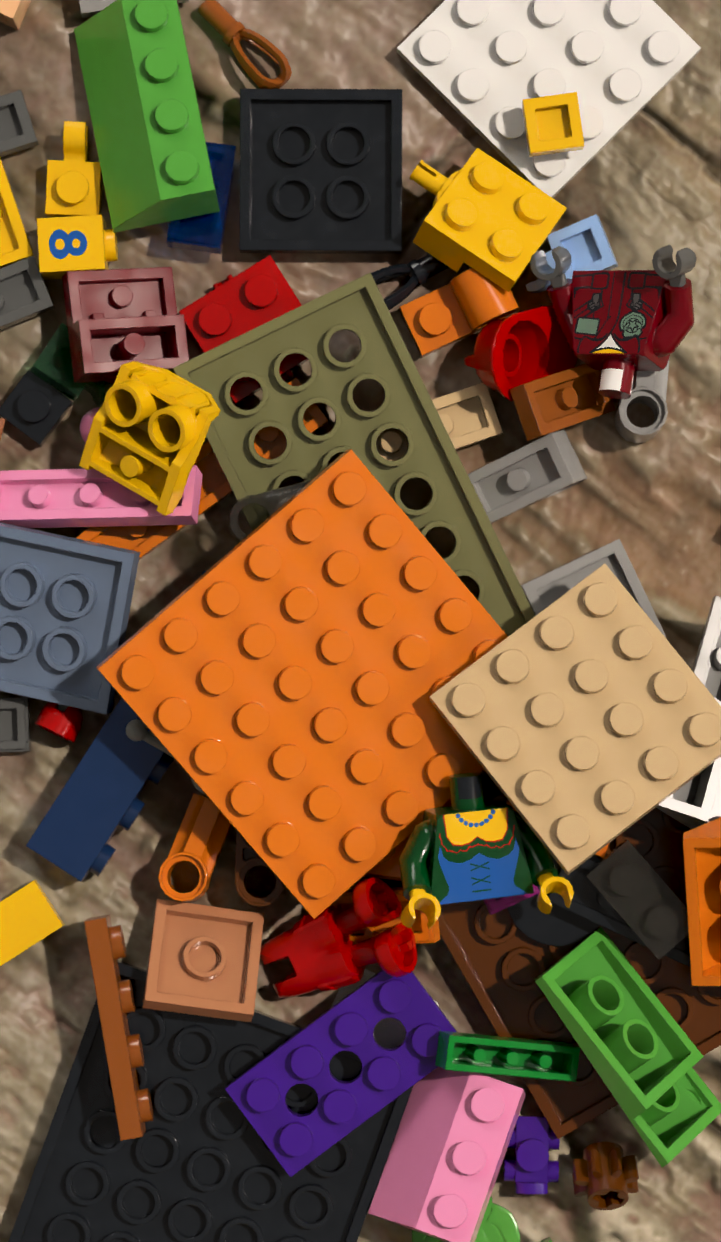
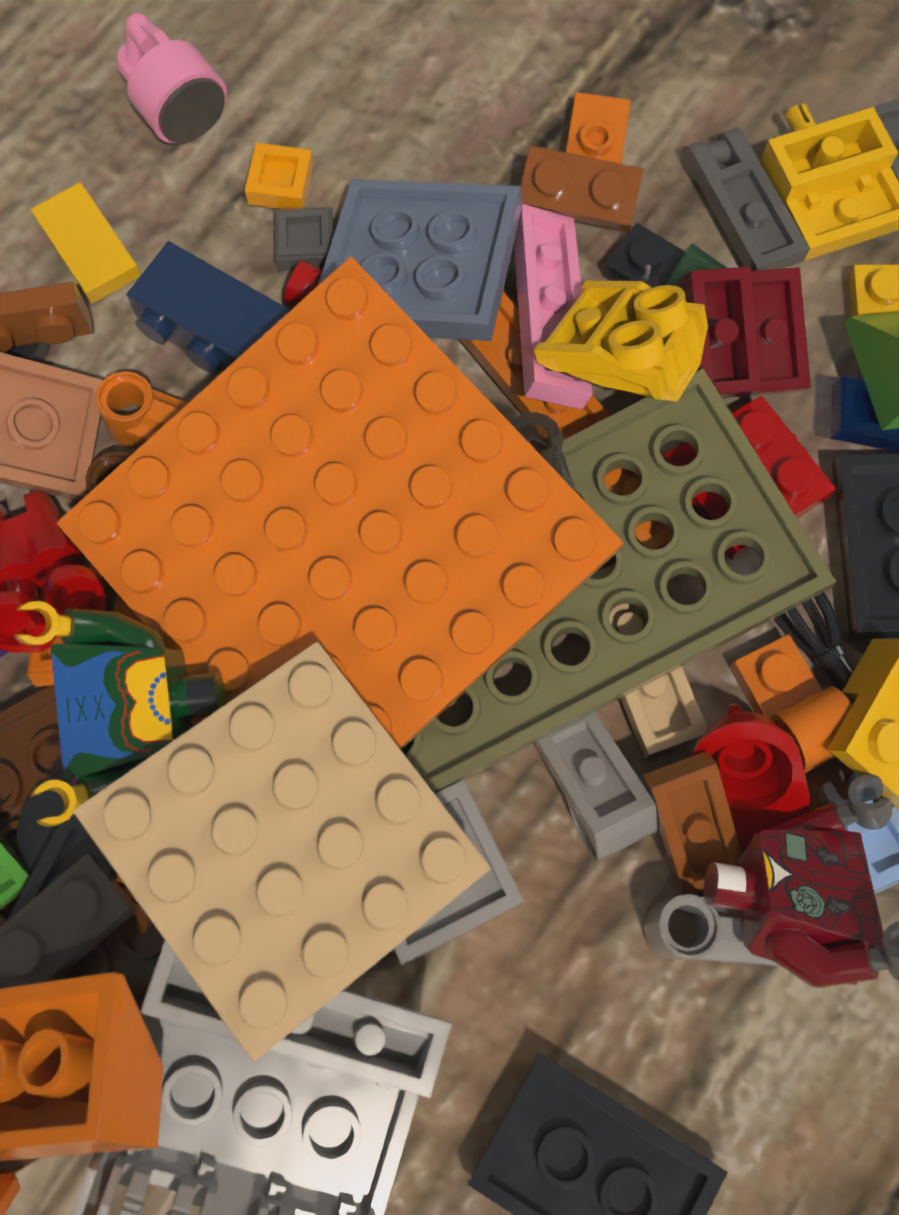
camera: 90 degrees right, 15 degrees down
(74, 245) = (829, 286): yellow brick -> none

